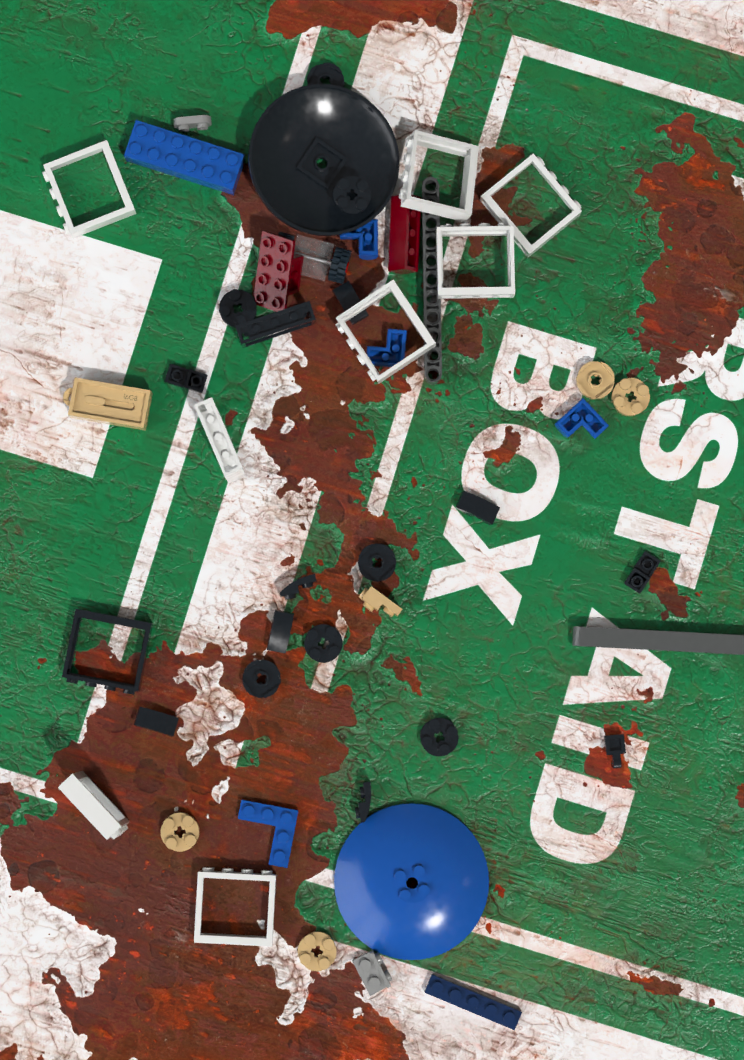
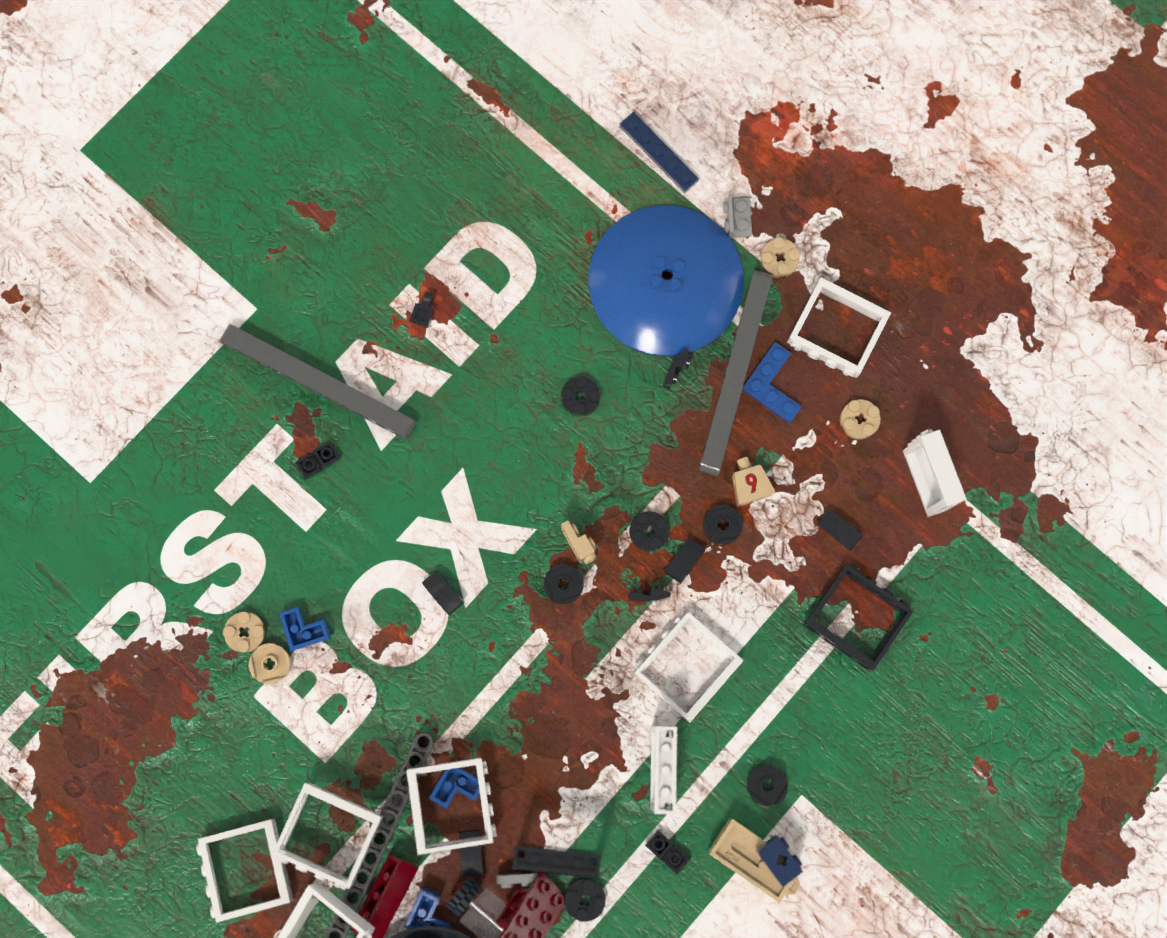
camera: 155 degrees left, 5 degrees down
(100, 414) = (782, 872): none -> dark blue brick
(133, 479) = (755, 787): none -> black plate
(207, 532) = (667, 636): none -> white window
(252, 727) = (751, 483): none -> tan torso
(309, 294) = (509, 879): none -> light grey plate
(310, 824) = (735, 373): none -> dark grey beam

